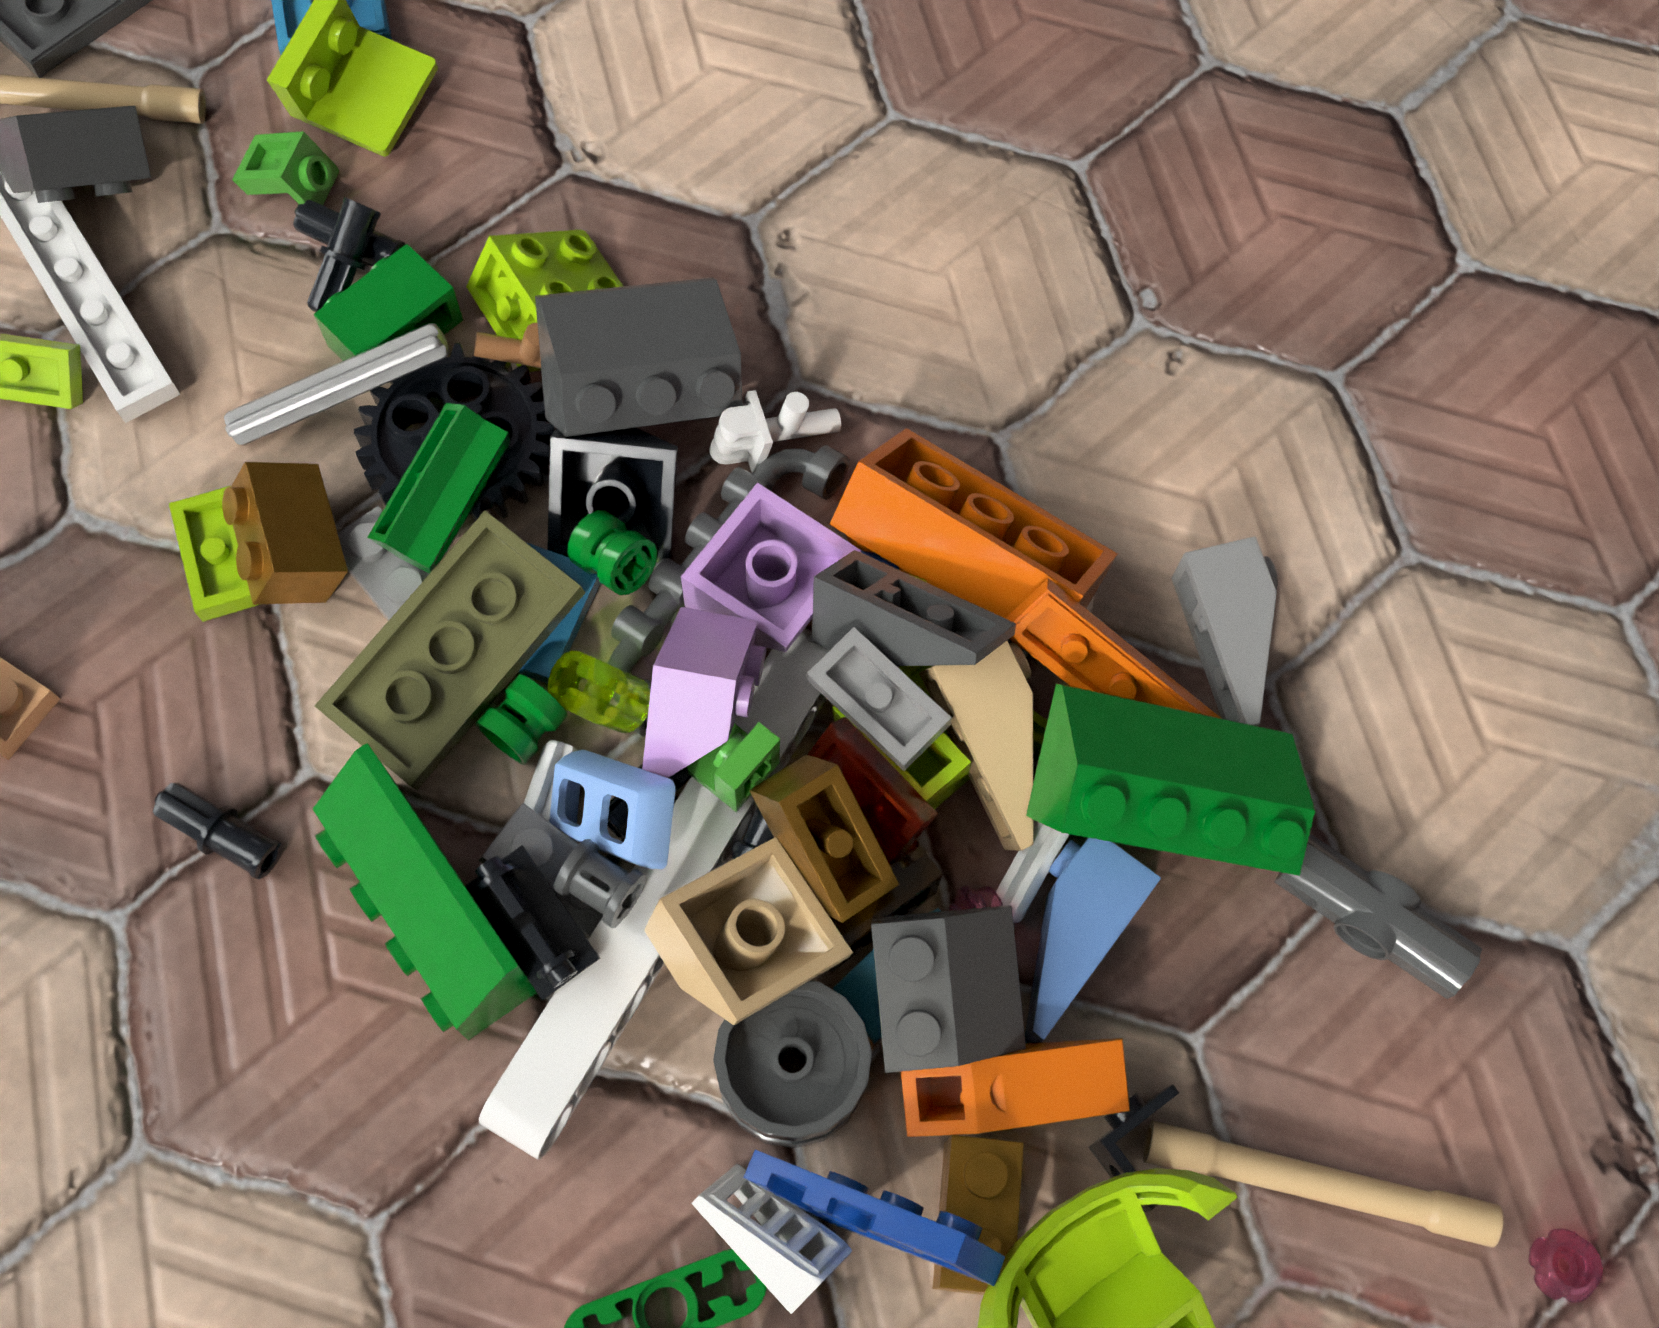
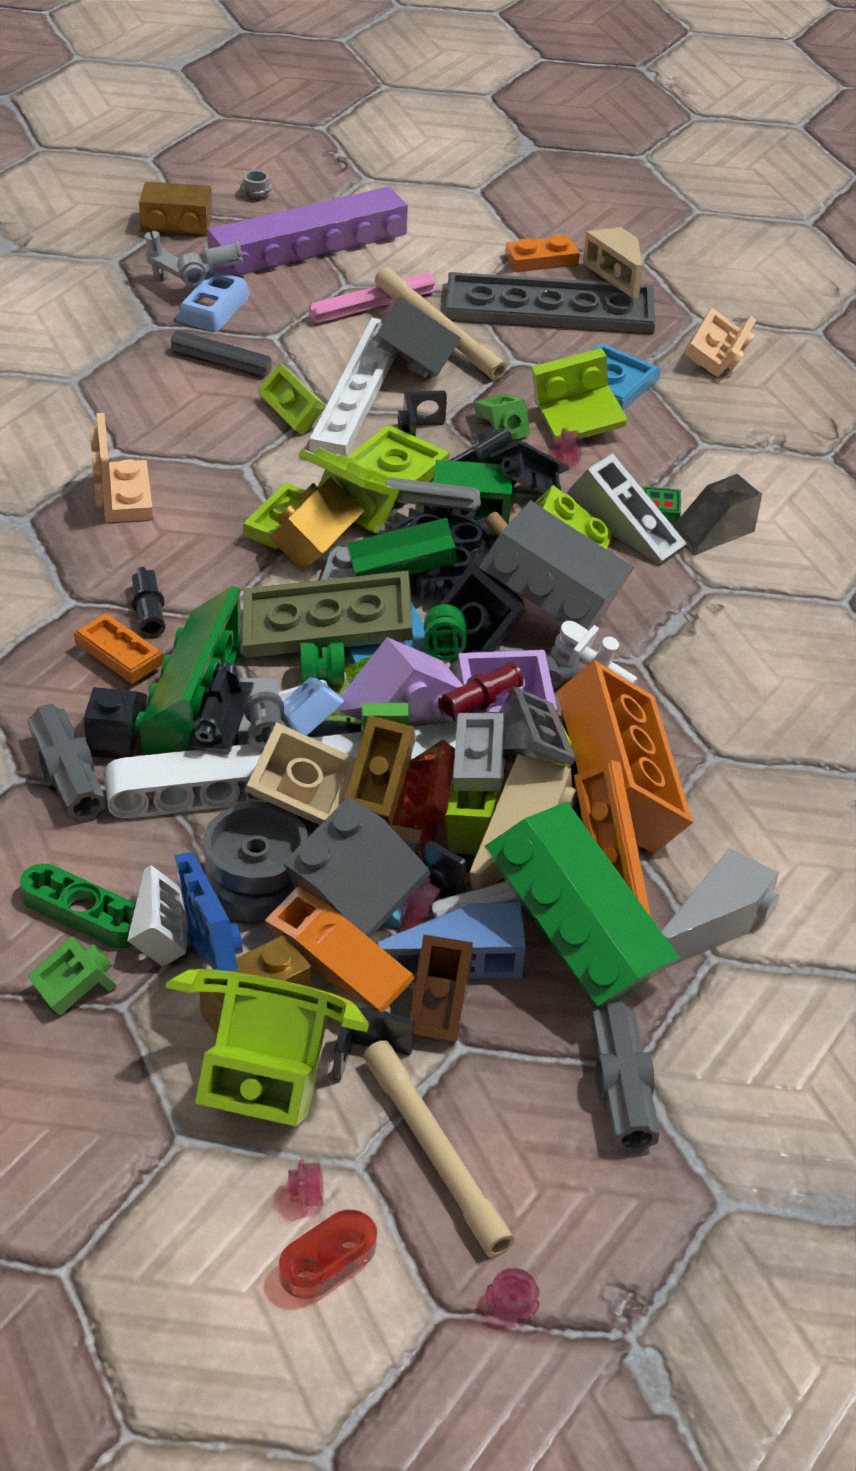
camera: 50 degrees right, 25 degrees down
(186, 266) = (410, 417): none -> black bracket
(247, 346) = (399, 455): none -> lime plate
(269, 931) = (118, 648): none -> orange plate
(283, 433) = (363, 485): none -> lime bracket
(391, 1032) = (111, 721): none -> black slope
(407, 151) = (568, 445): none -> clear pink plate
(417, 1153) = (66, 763): none -> dark grey piece
(426, 230) = (530, 466): none -> black hinge
(561, 189) = (619, 501): none -> light grey slope
(589, 147) = (666, 500): none -> green tile
(672, 113) = (719, 514): none -> clear smoke slope
(782, 614) = (480, 691): none -> dark red pin
(969, 867) = (447, 869): none -> black bracket
(1139, 1007) = (441, 987): none -> reddish brown slope

